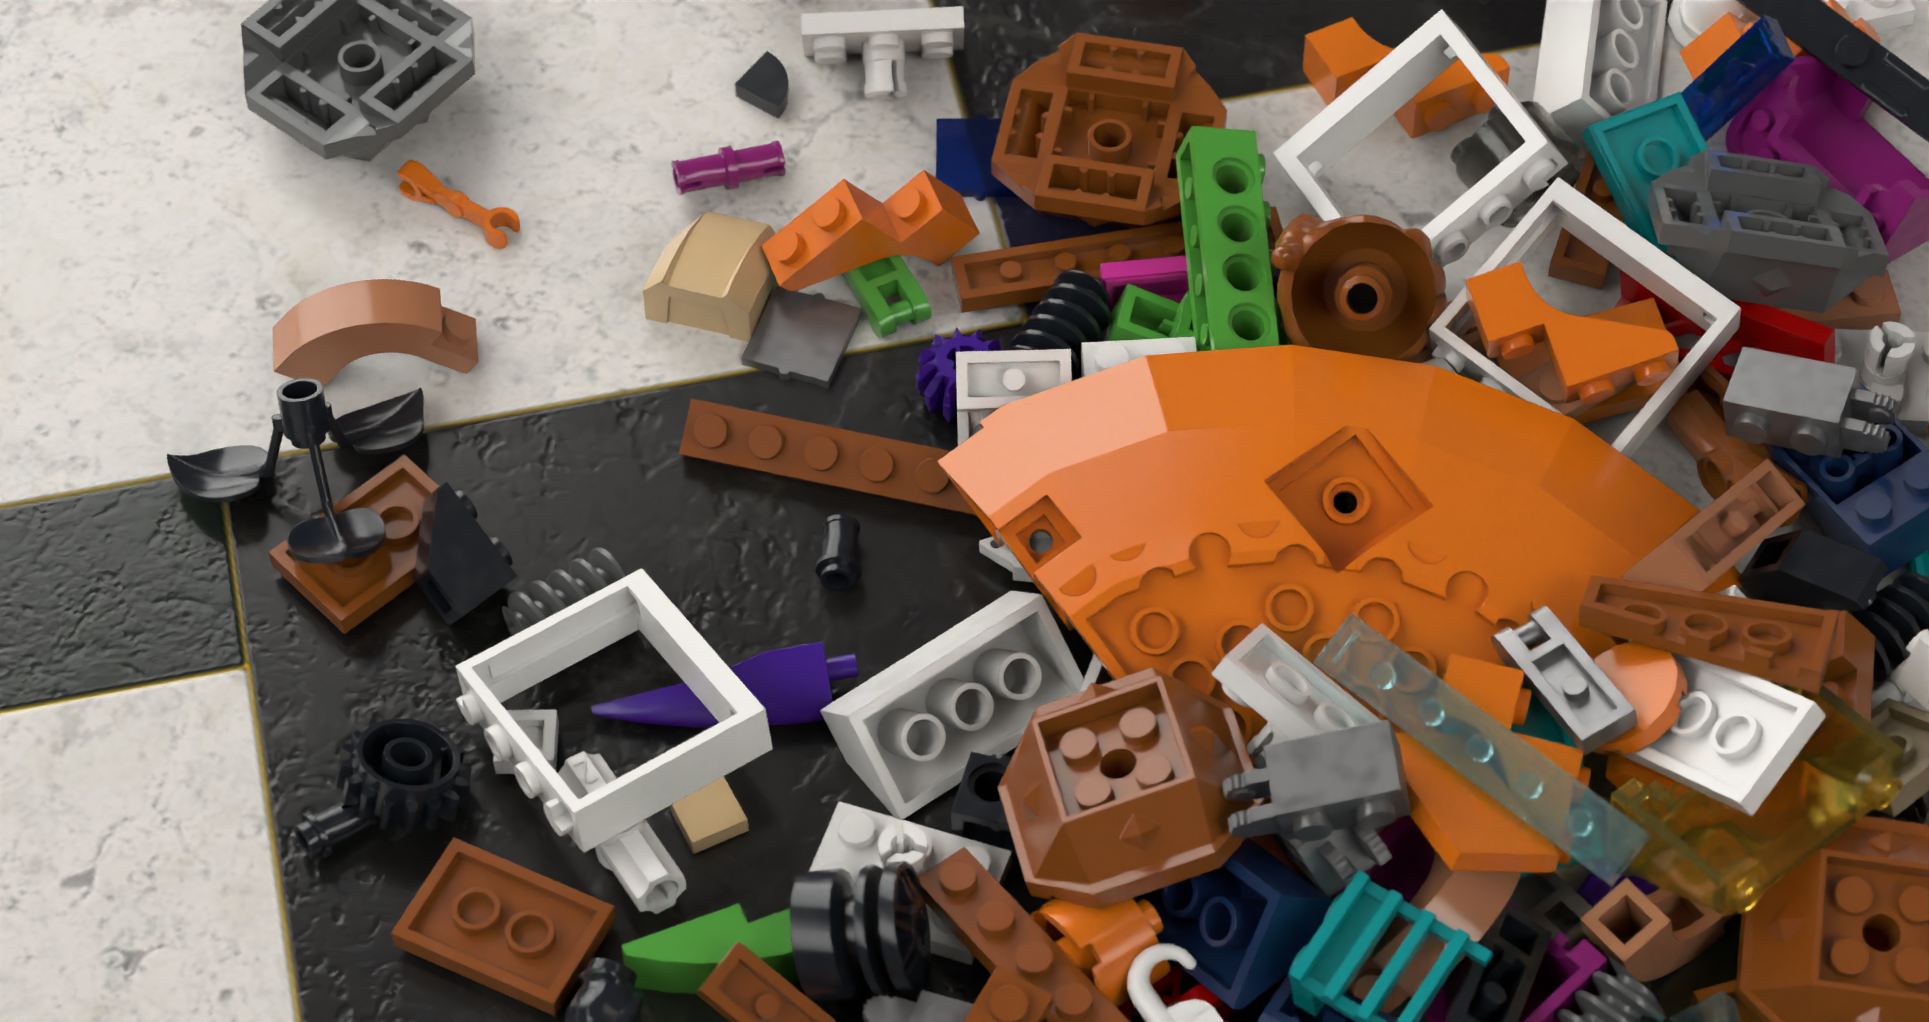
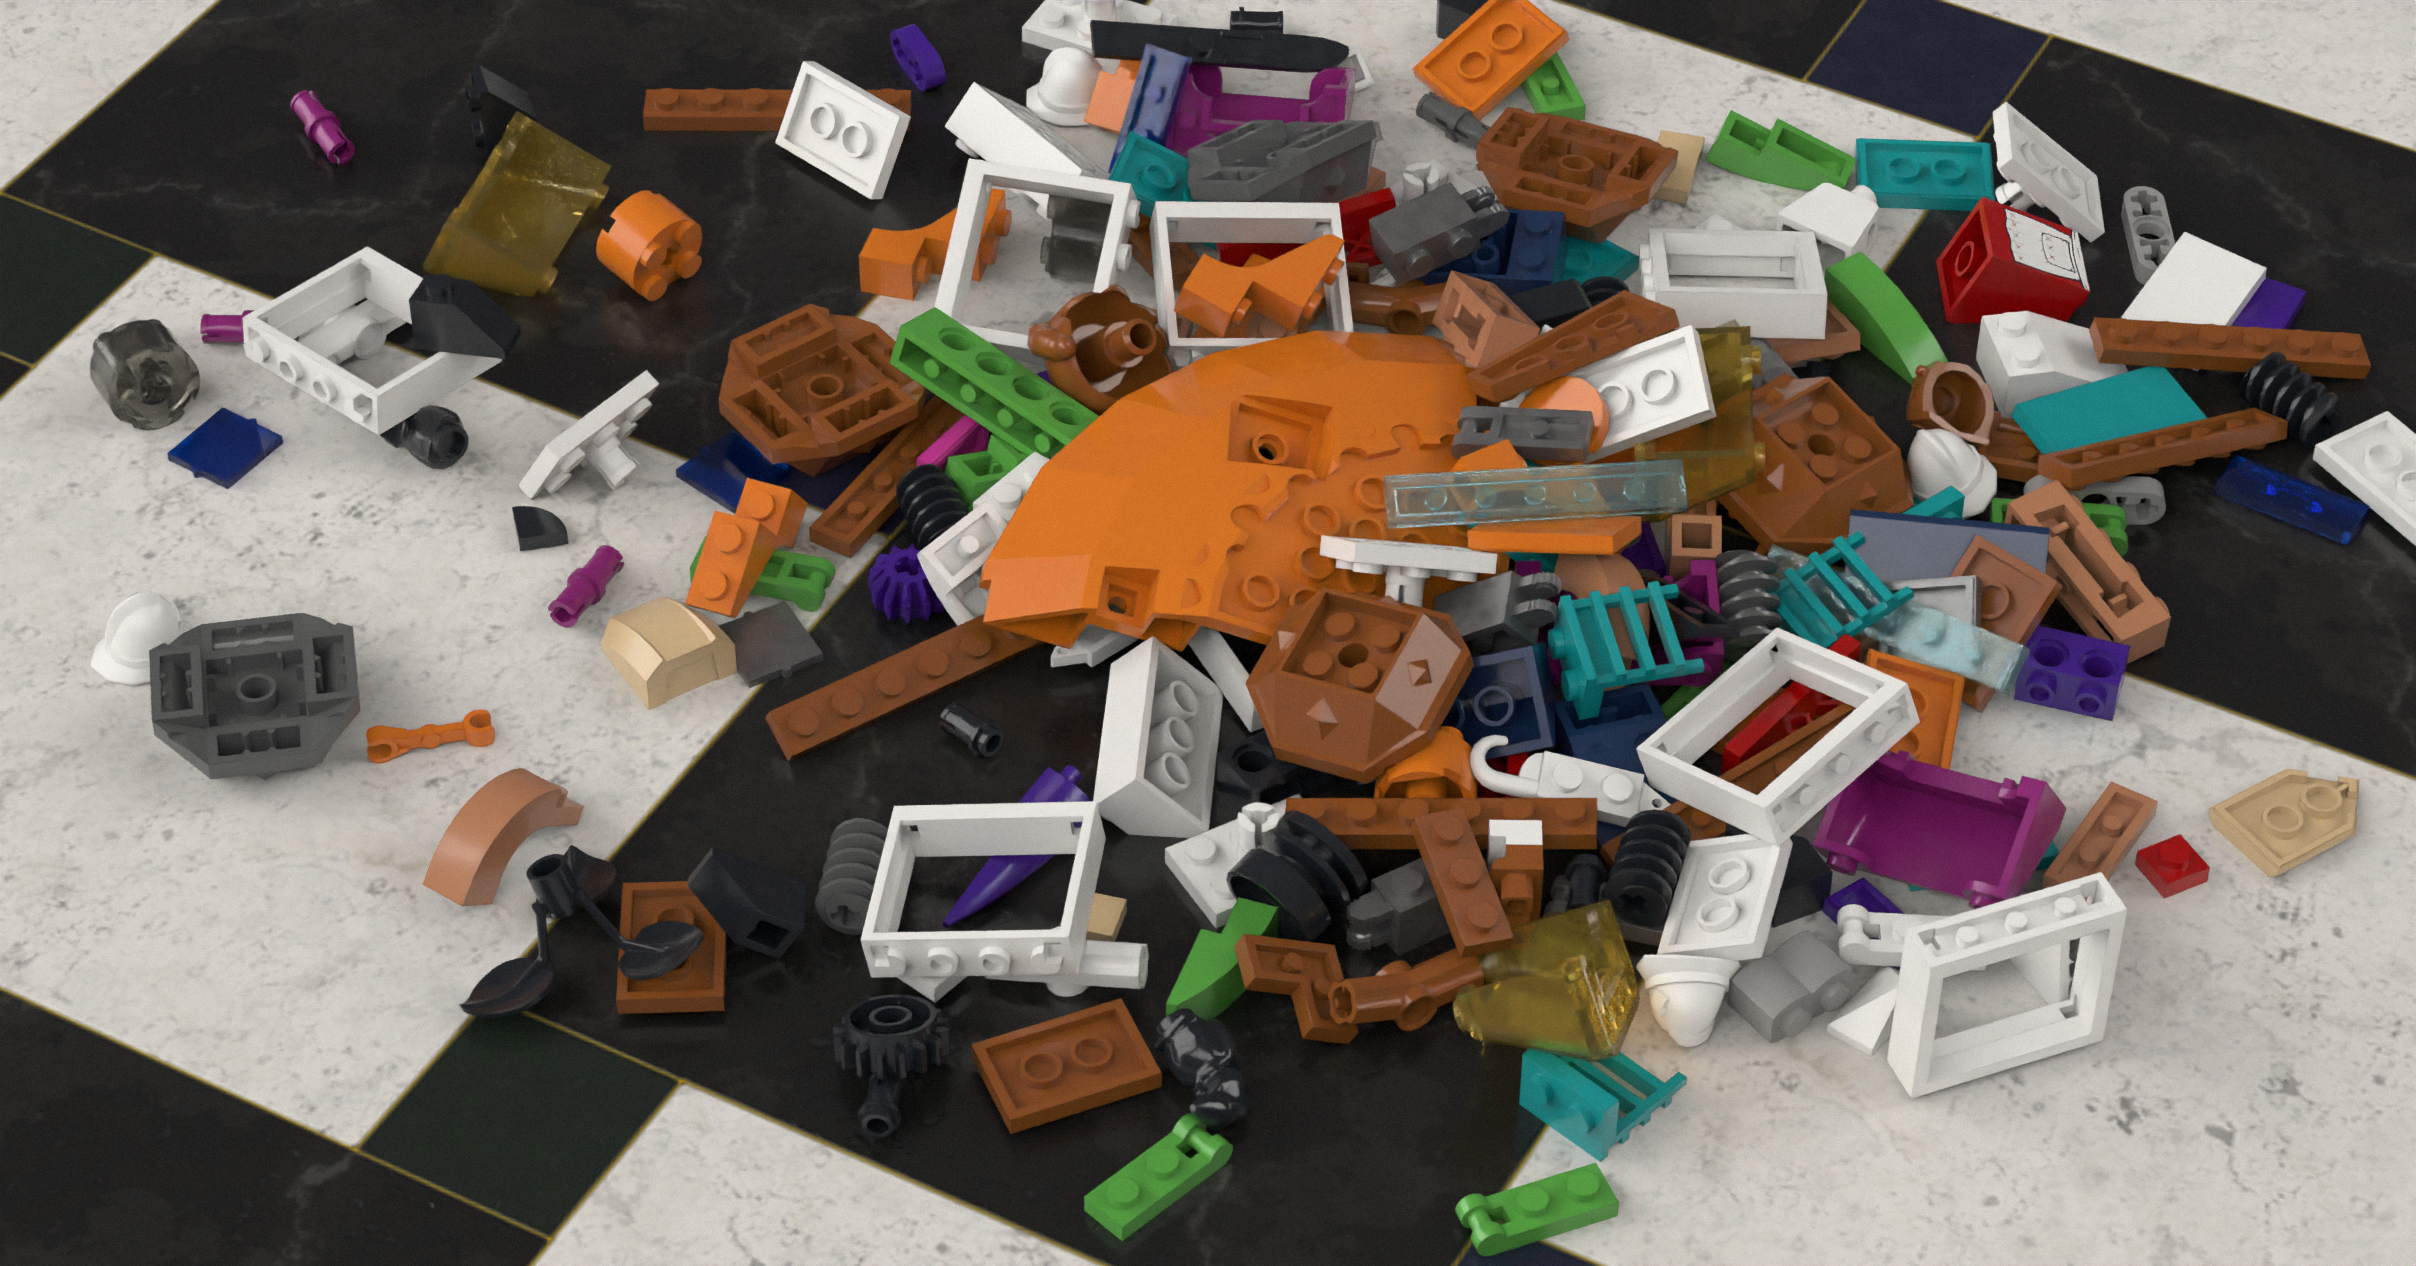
camera: 50 degrees left, 10 degrees down
(1323, 785) = (1495, 562): flat silver hinge -> none

